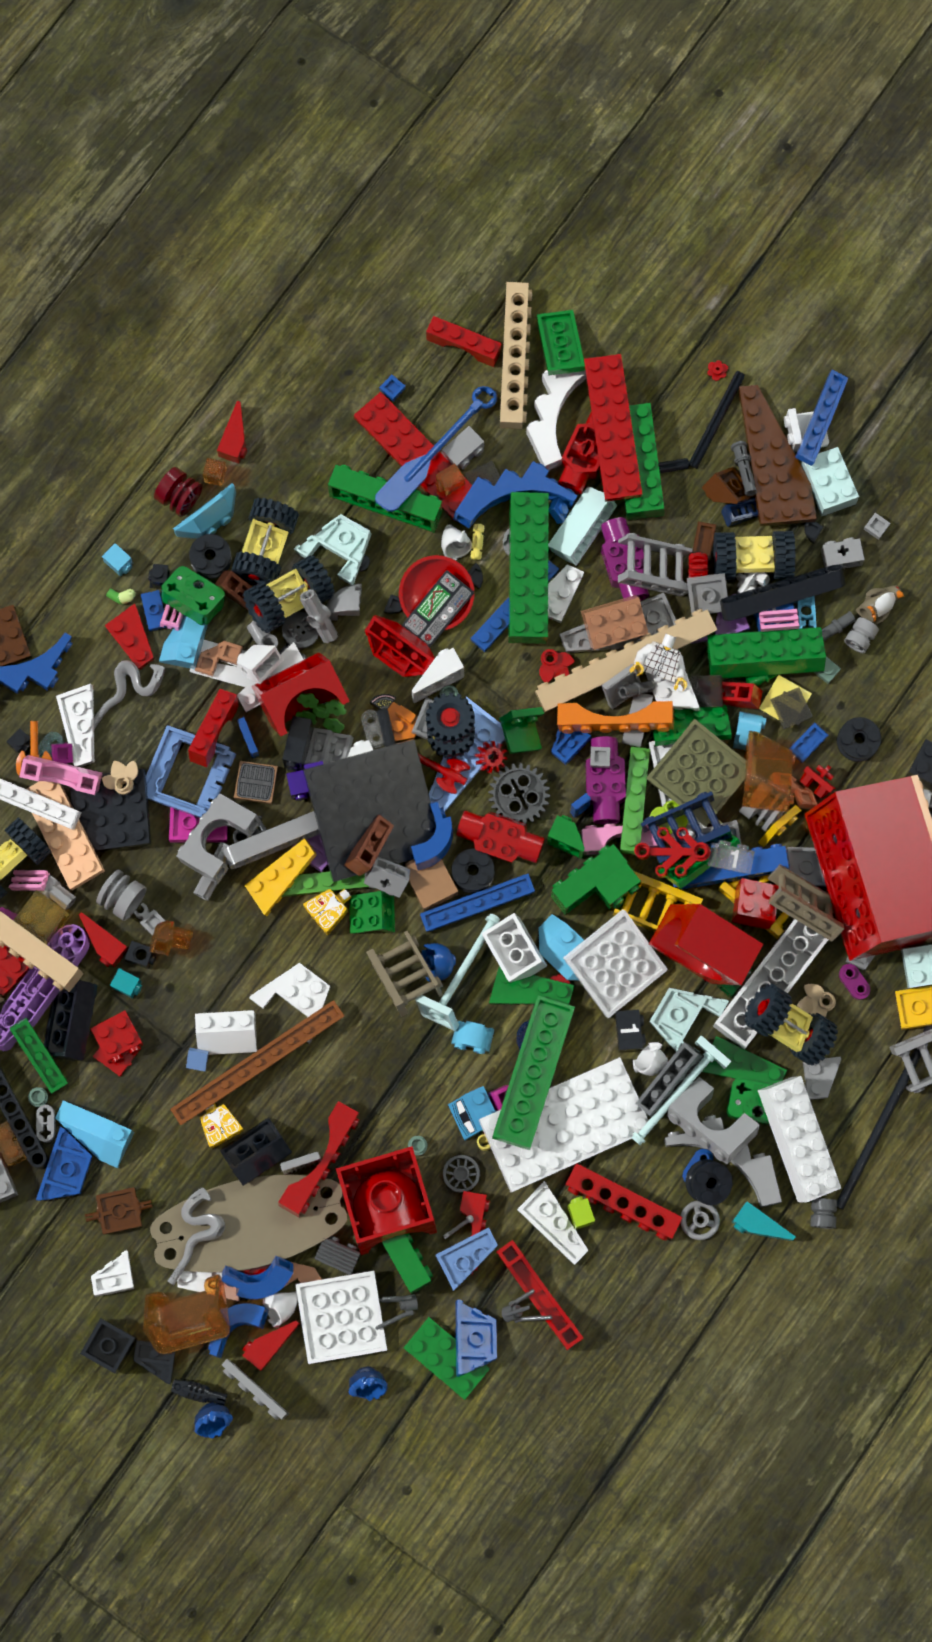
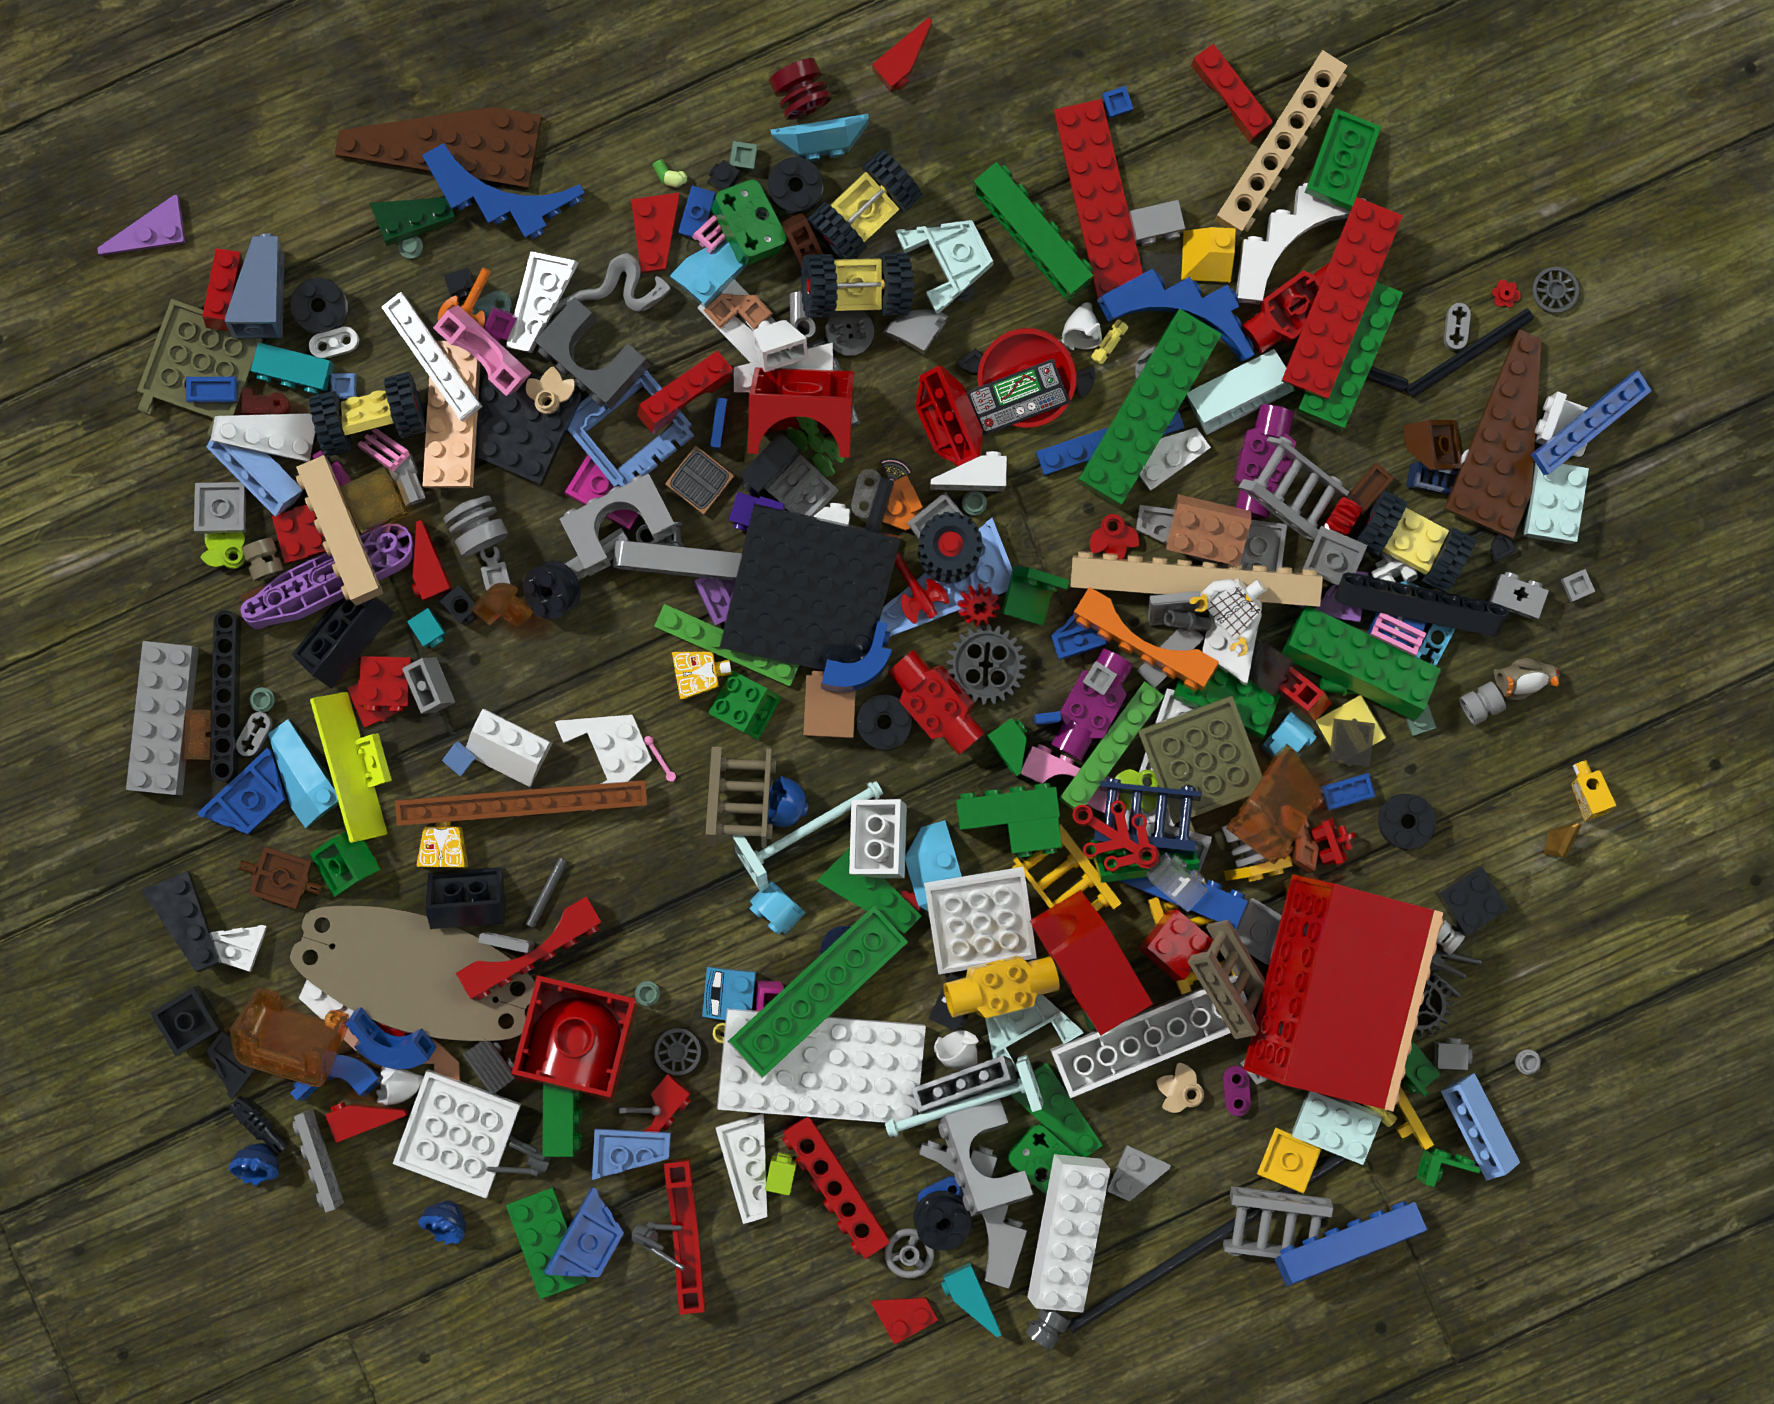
camera: 30 degrees right, 10 degrees up
(38, 1055) = (285, 655): green plate -> none
(66, 1276) = (183, 915): none -> black wing
(118, 560) = (688, 130): medium azure brick -> none
(128, 1102) = (354, 765): none -> neon yellow bracket
(148, 1020) = (428, 685): none -> light grey brick
(157, 751) = (605, 384): none -> dark grey arch
(157, 1174) = (344, 863): none -> green slope
(164, 555) = (743, 155): none -> sand green plate
(191, 917) = (551, 590): none -> black wheel
(214, 472) = (856, 88): clear orange brick -> none
(215, 1231) = (375, 960): light grey animal -> none
(279, 876) = (662, 605): yellow wing -> none
(309, 1116) = (546, 892): none -> dark grey bar
(318, 616) = (876, 329): light grey piece -> none
(349, 990) = (670, 776): none -> bright pink hinge
(369, 846) = (780, 632): copper slope -> none
(387, 877) = (782, 676): light grey brick -> none
(414, 472) = (1083, 221): piece -> none
(449, 479) = (1118, 252): clear orange brick -> none
(477, 903) = (868, 760): blue plate -> none
(509, 450) = (1208, 254): none -> yellow slope
(558, 510) = (1223, 358): blue plate -> none
(655, 998) = (1001, 986): none -> yellow brick
(694, 409) = (1463, 327): none -> light grey beam
(722, 1265) = (904, 1316): none -> red wing
(743, 461) = (1469, 421): dark grey pin -> none
(747, 350) = (1555, 289): none -> dark grey wheel
(805, 1034) = (1122, 1087): black plate -> none
(837, 625) = (1462, 676): dark grey pin -> none

